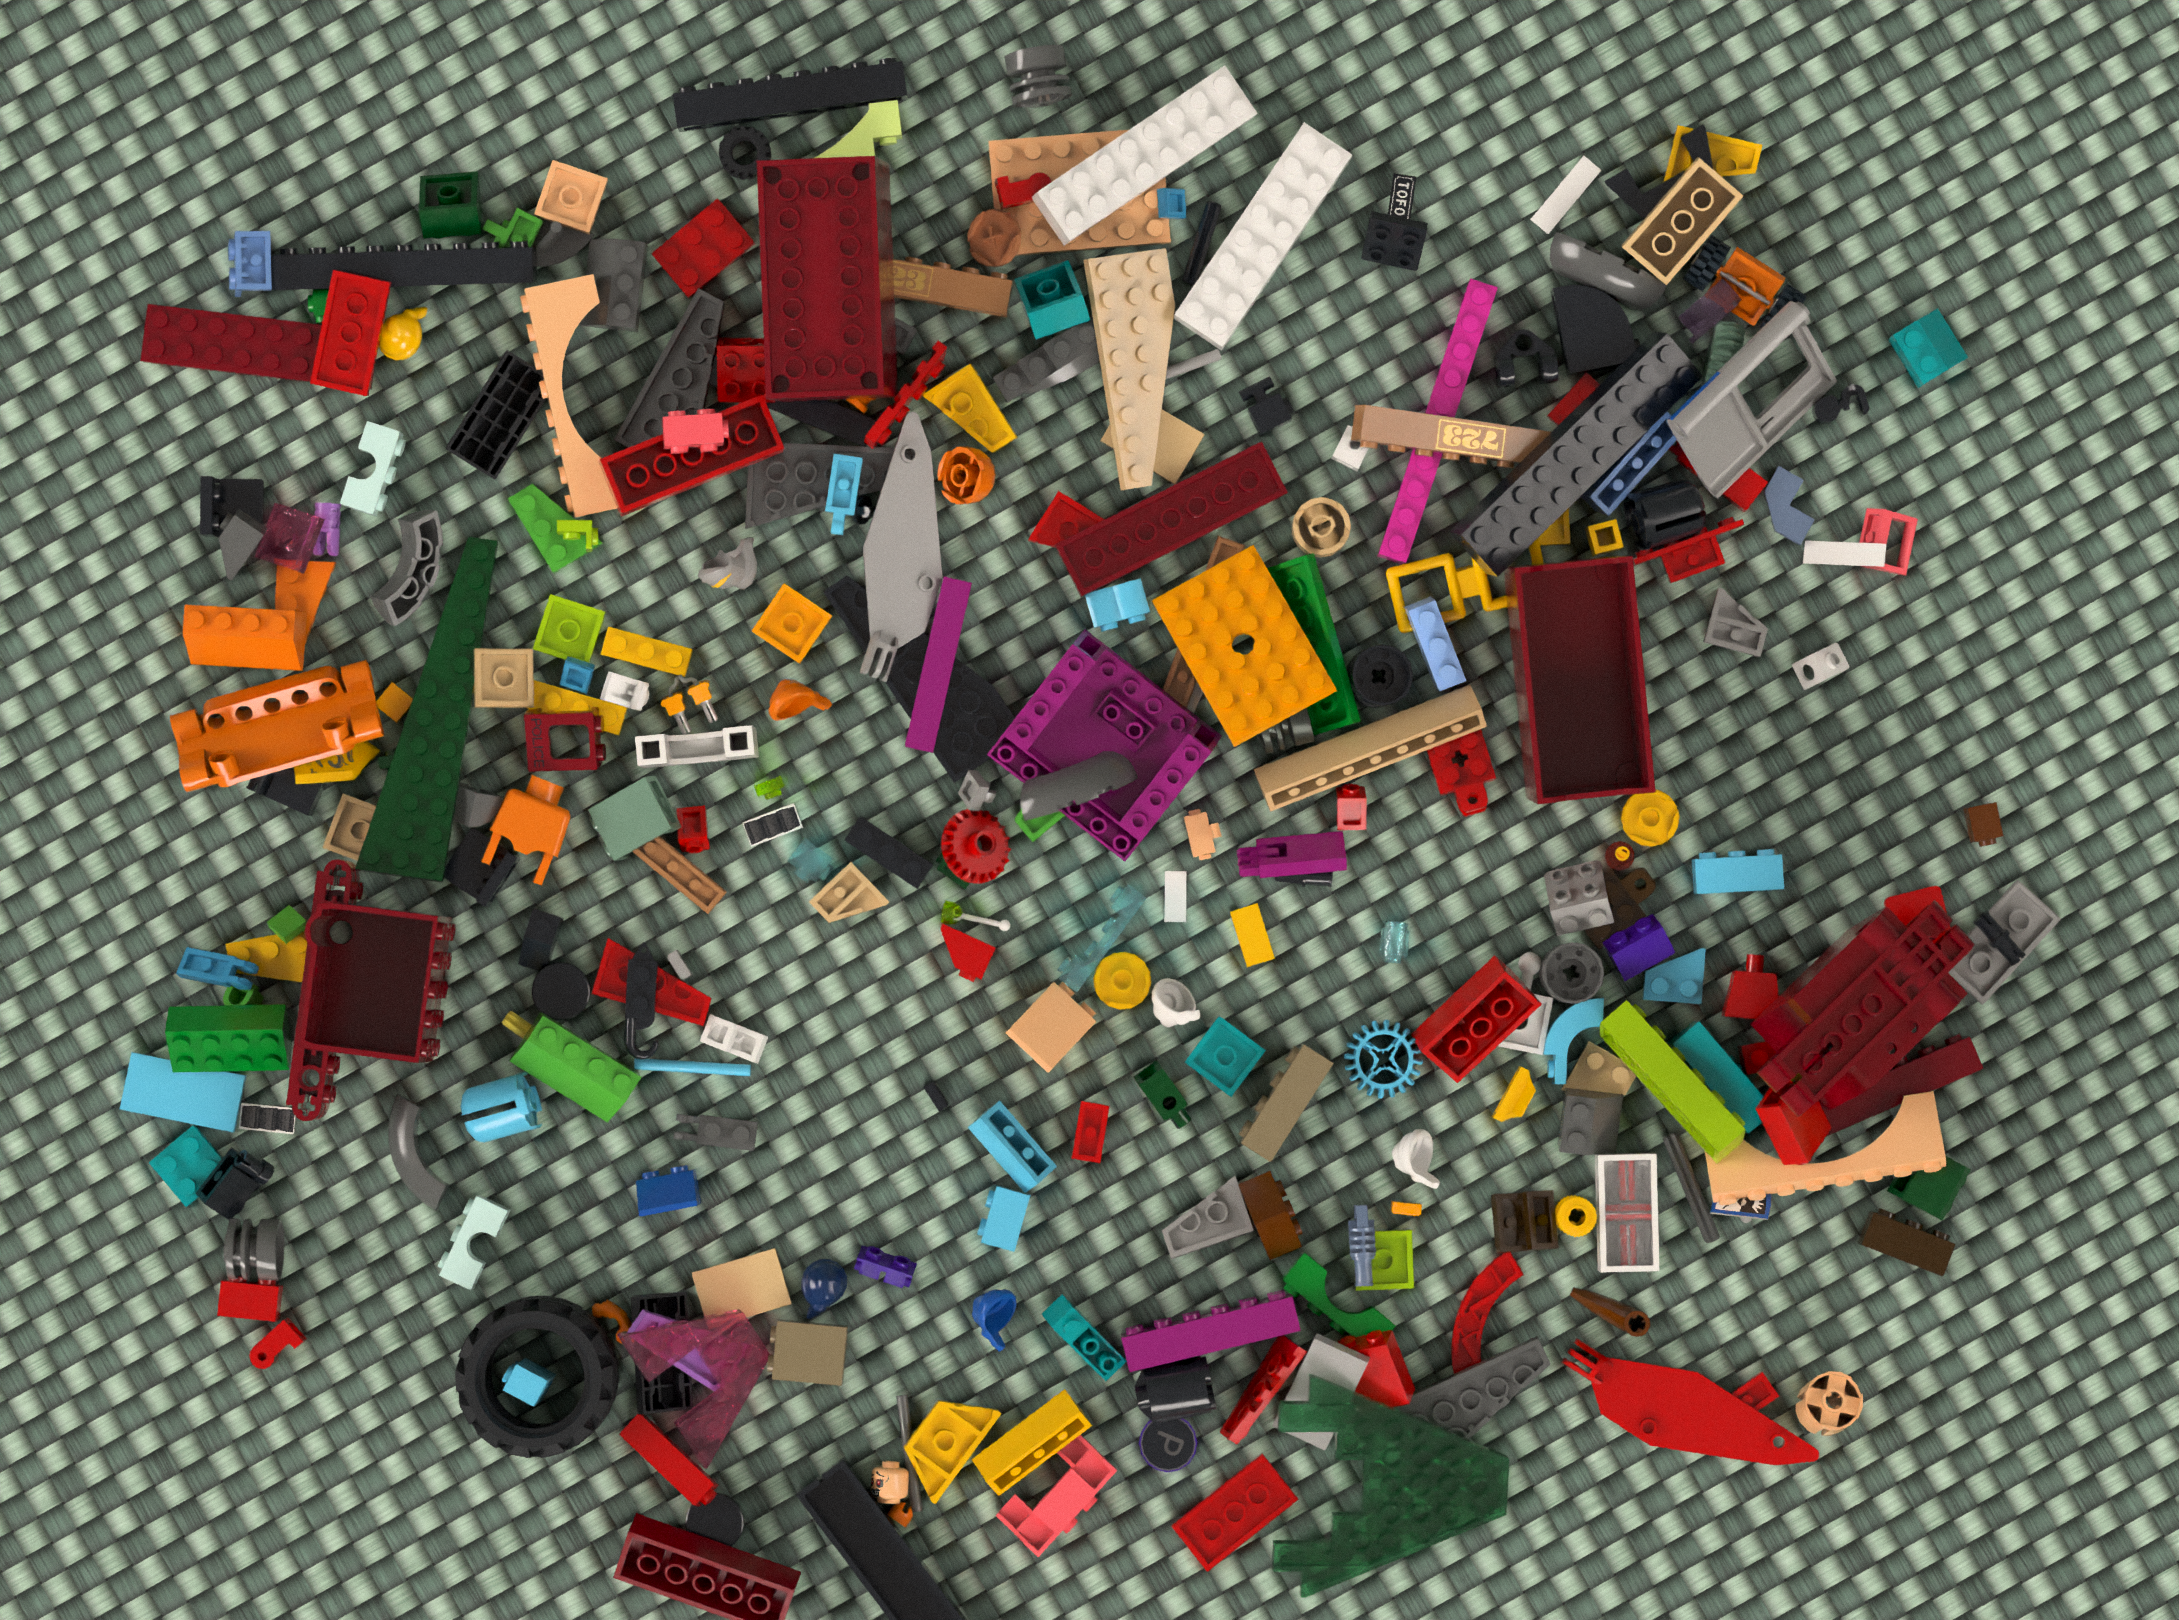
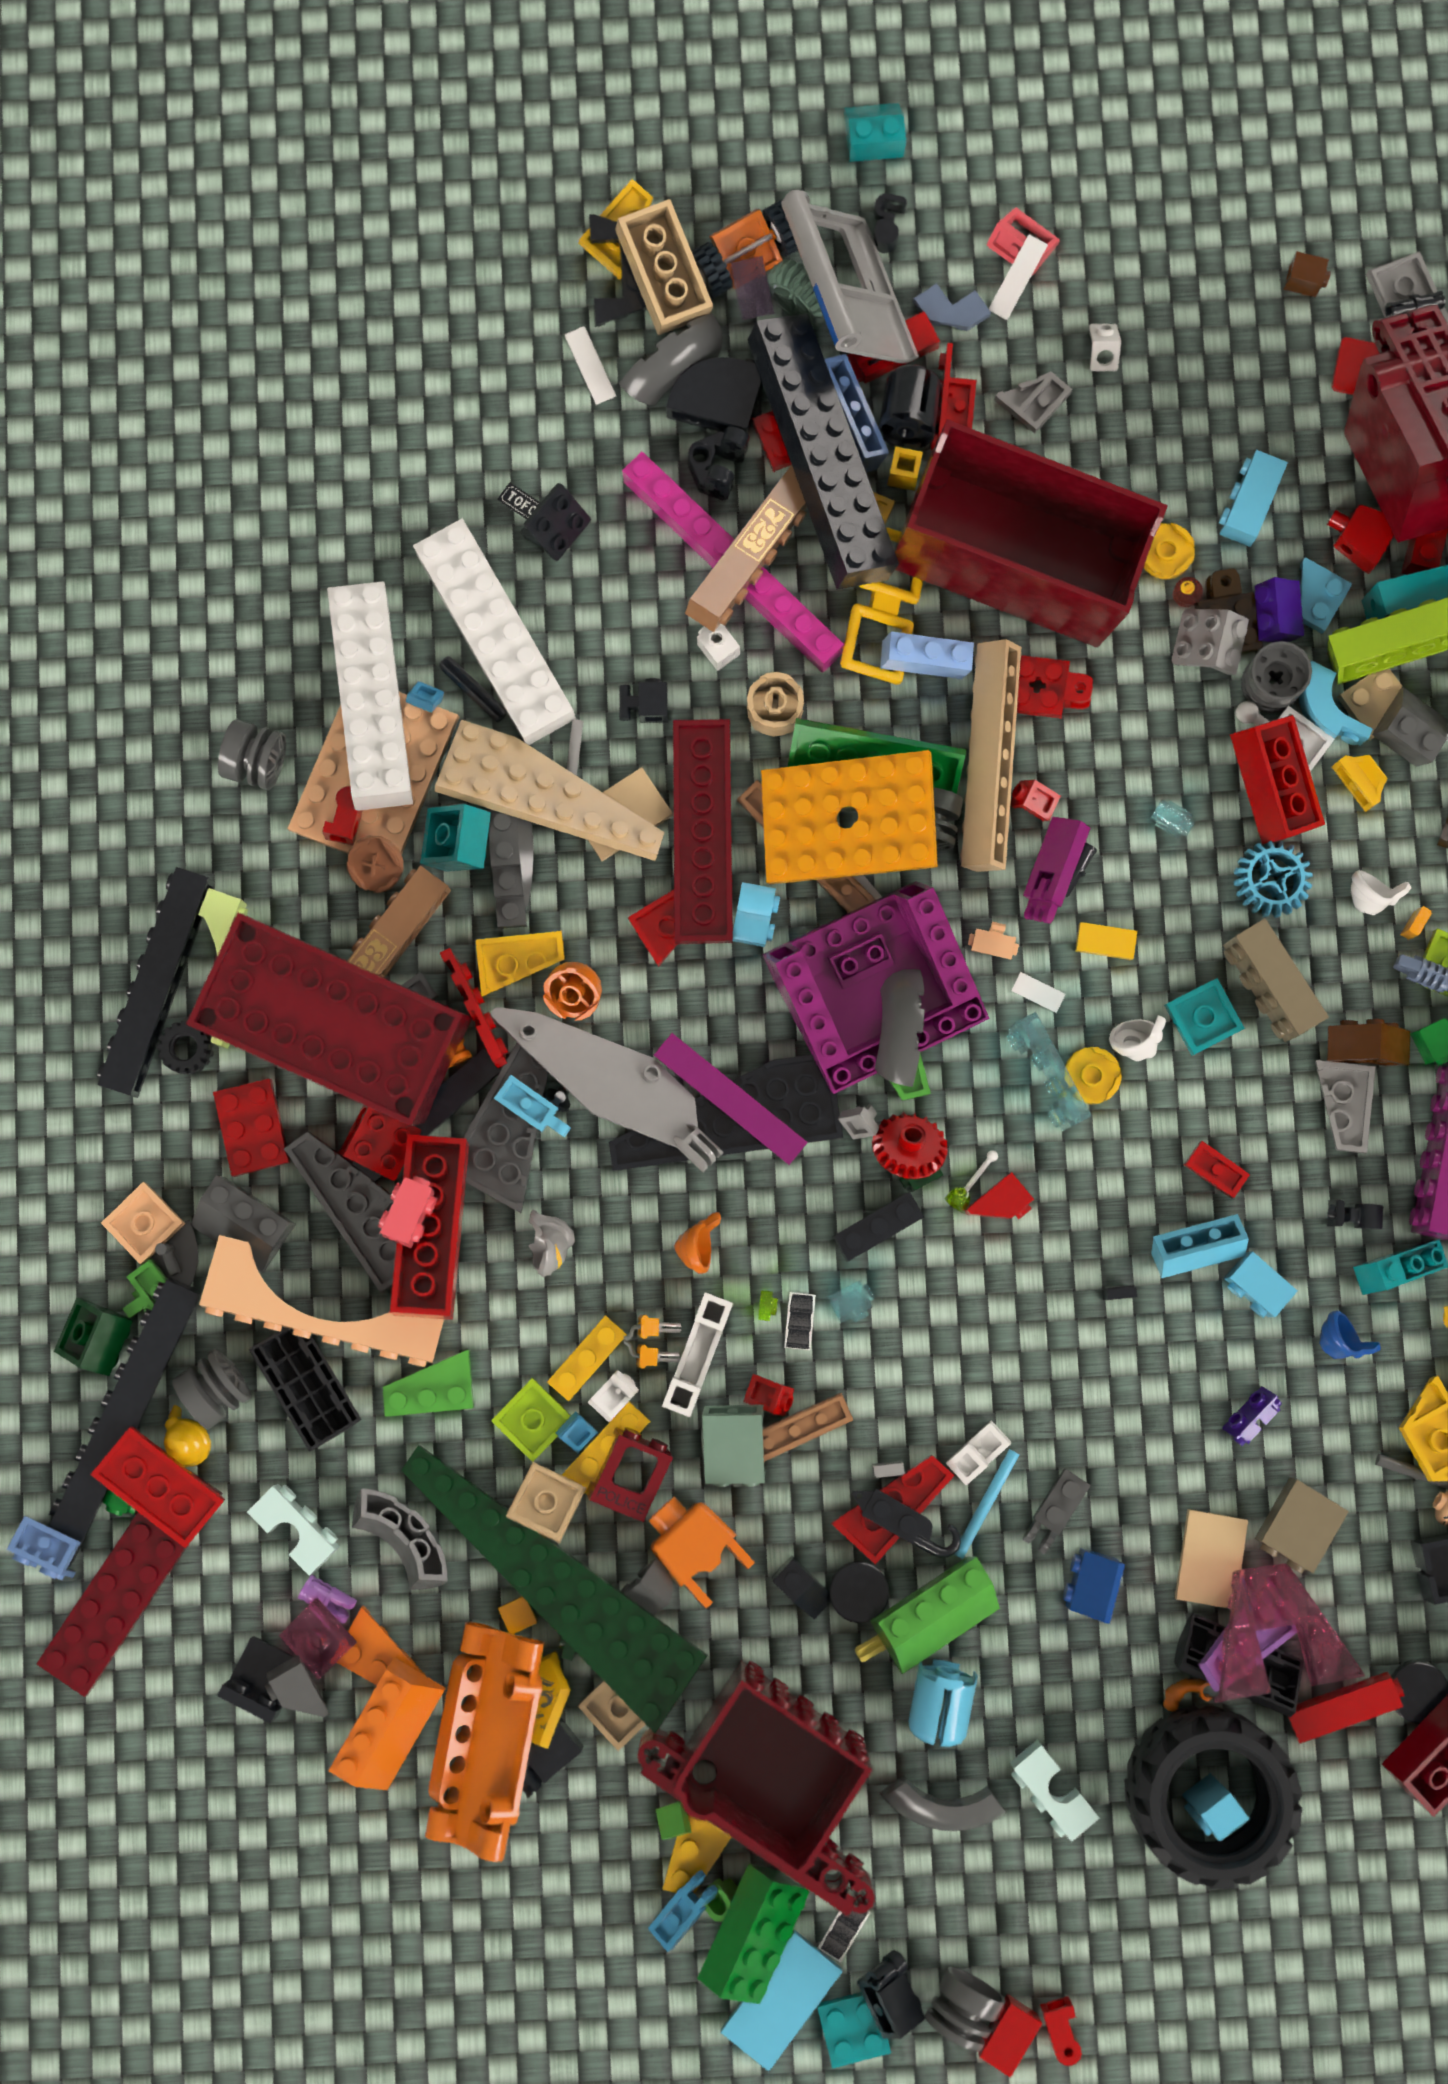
camera: 65 degrees left, 5 degrees down
(462, 337) = (205, 1393): none -> dark grey wheel
(476, 877) = (717, 1620): black bracket -> none
(575, 528) = (443, 1369): lime bracket -> none
(792, 623) = (627, 1213): light orange plate -> none
(822, 1285) = (1244, 1482): dark blue hat -> none
(847, 895) = (898, 1284): tan wing -> none
(1052, 1025) = (1106, 1156): light nougat slope -> none
(1113, 1282) = (1363, 1215): none -> black leg
(1158, 1086) = (1213, 1087): dark green torso -> none
(1395, 676) = (939, 704): black wheel -> none

